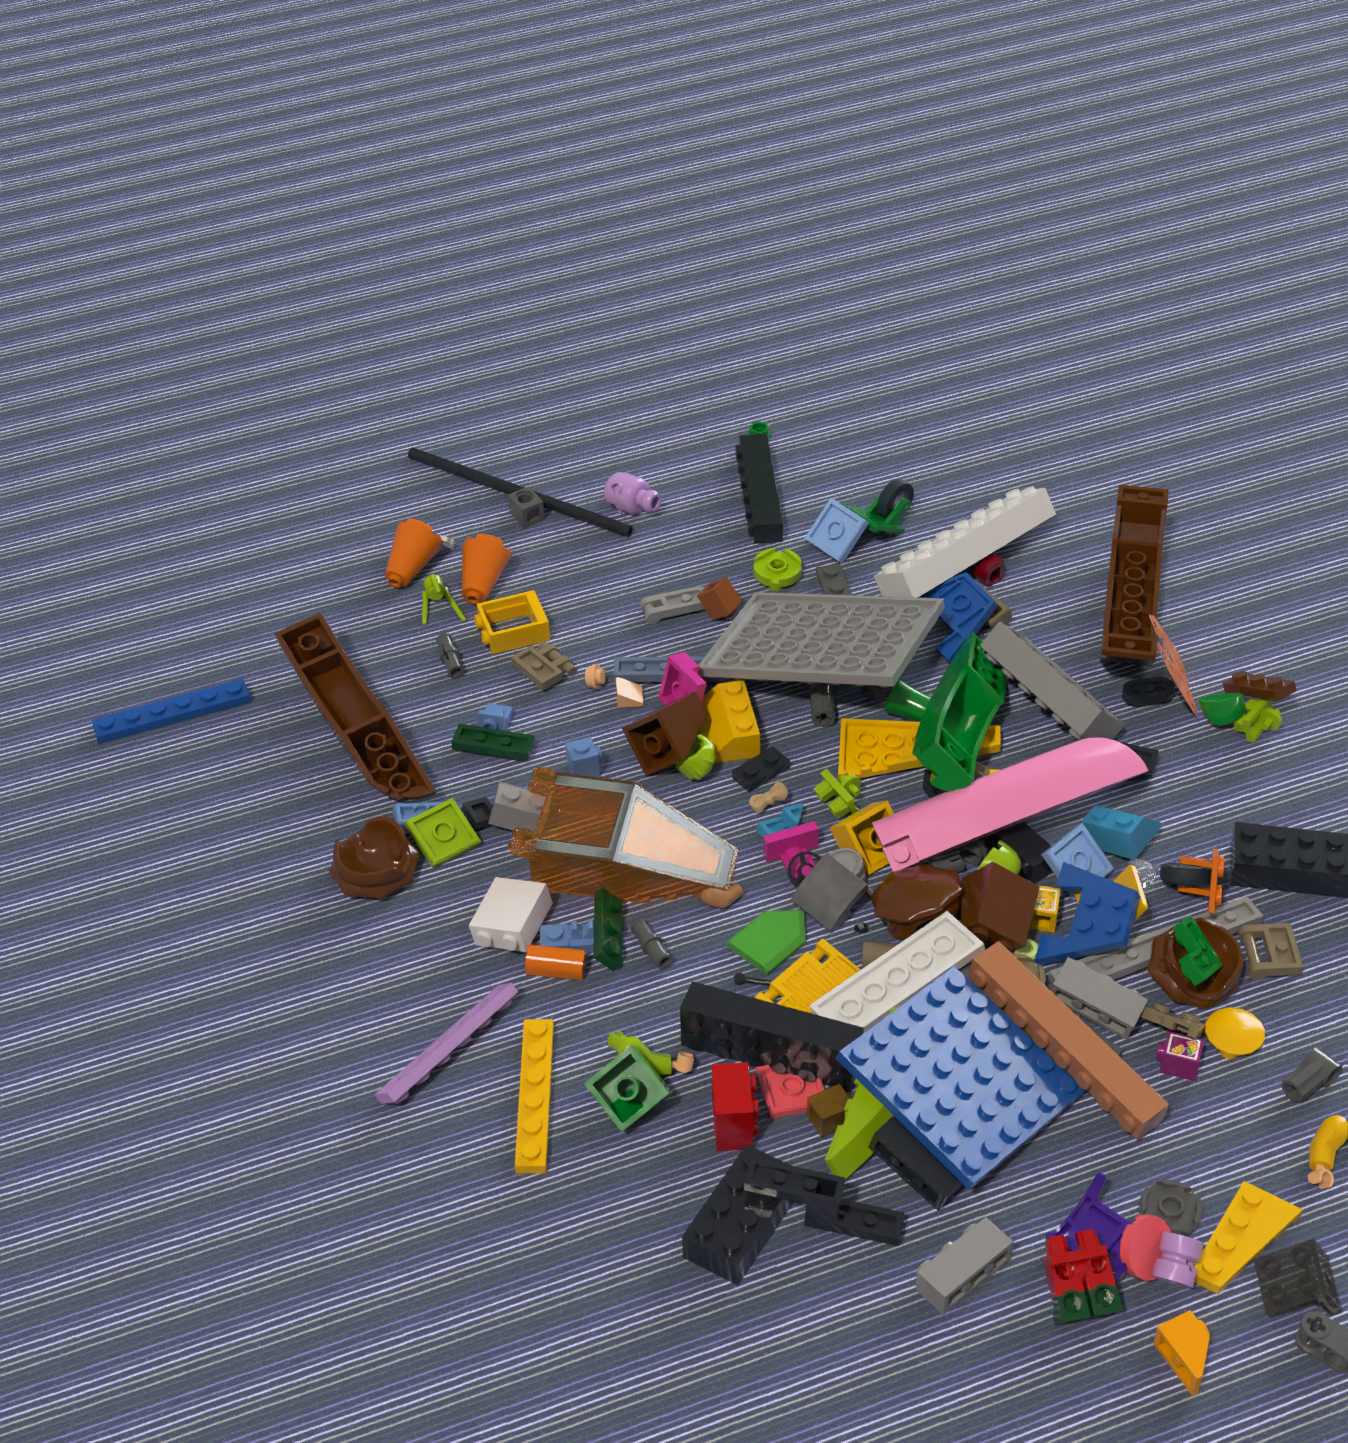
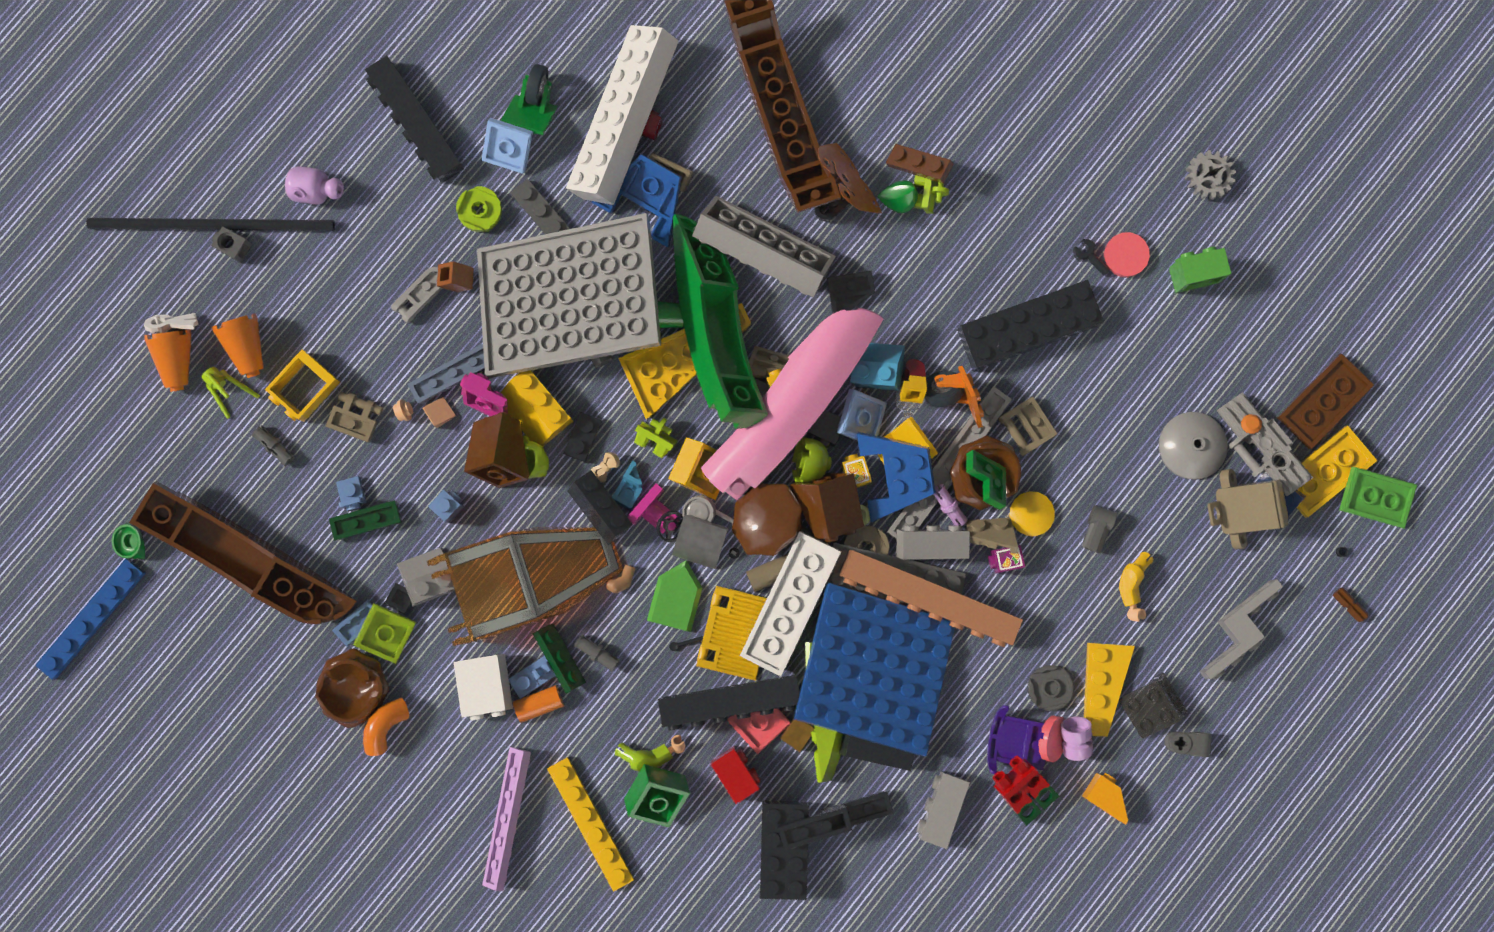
camera: 30 degrees left, 40 degrees up
(257, 667) = (128, 542): none -> green piece
(380, 897) = (380, 723): none -> orange cylinder
(740, 820) = (599, 507): none -> black brick
(759, 428) = (371, 39): green plate -> none
(1135, 971) = (949, 505): none -> lavender pin
(1152, 852) = (914, 382): none -> yellow leg

